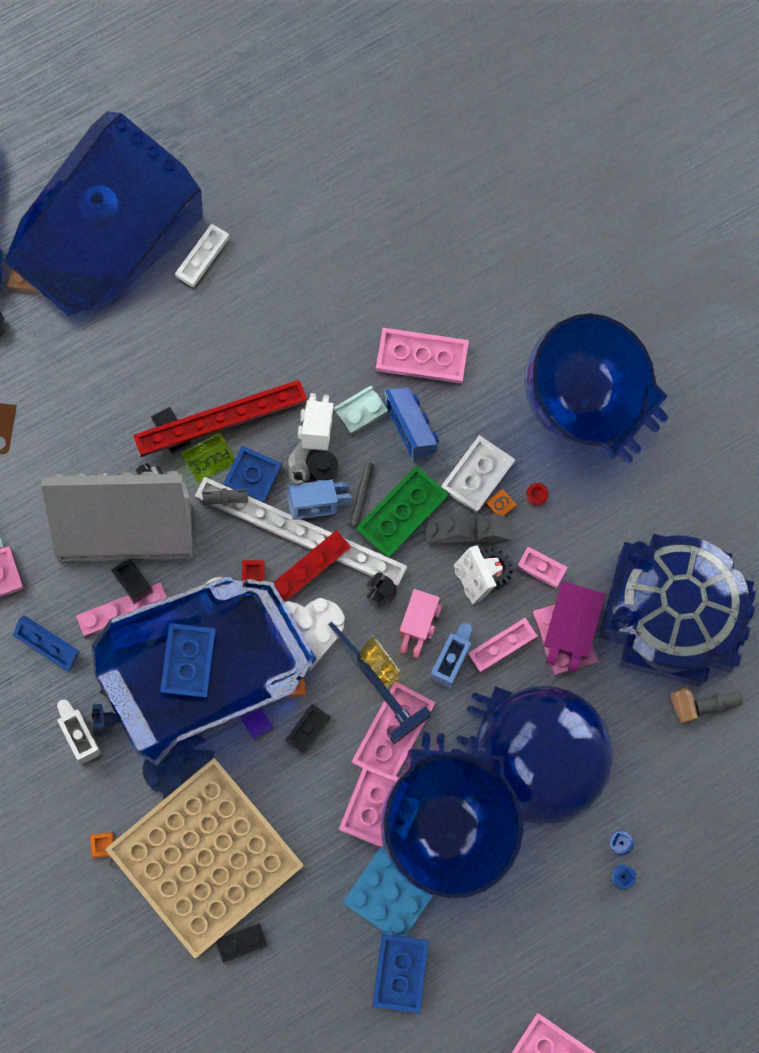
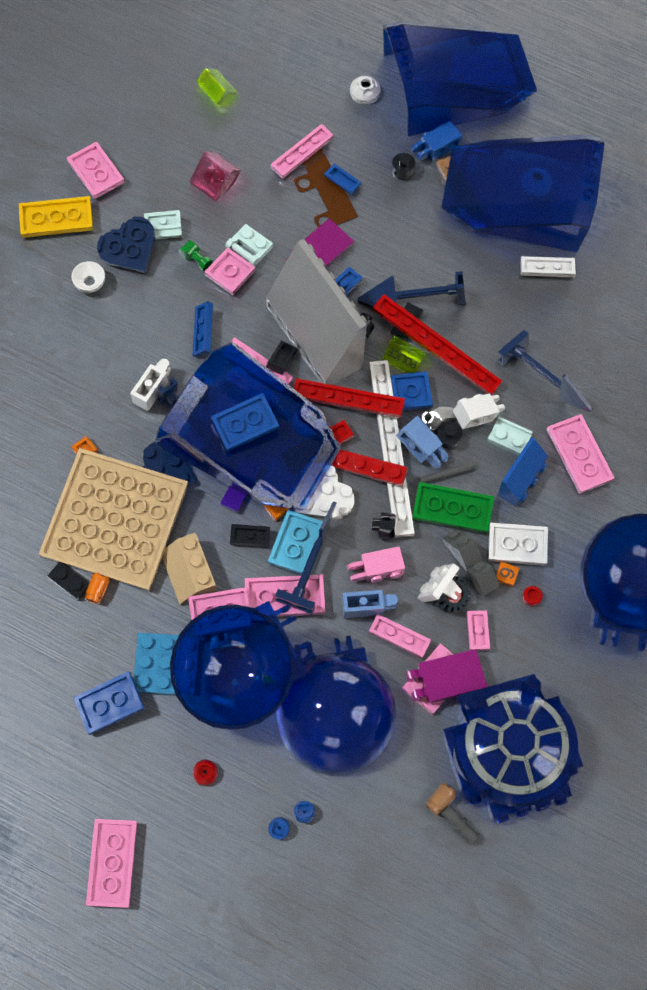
camera: 55 degrees right, 5 degrees down
(27, 462) = (329, 242): none -> magenta tile
(87, 460) = (348, 280): none -> blue plate
(123, 429) = (388, 288): none -> dark blue piece
(222, 541) = (350, 398): none -> red plate
(225, 497) = (380, 379): dark grey pin -> none
(269, 917) = (97, 588): none -> orange piece
(306, 812) = (188, 568): none -> tan slope
(343, 688) = (294, 542): none -> medium azure plate
(352, 323) = (568, 391): none -> dark blue piece
(380, 662) = (331, 551): clear yellow hinge -> none
(523, 924) = (209, 777): none -> red plate

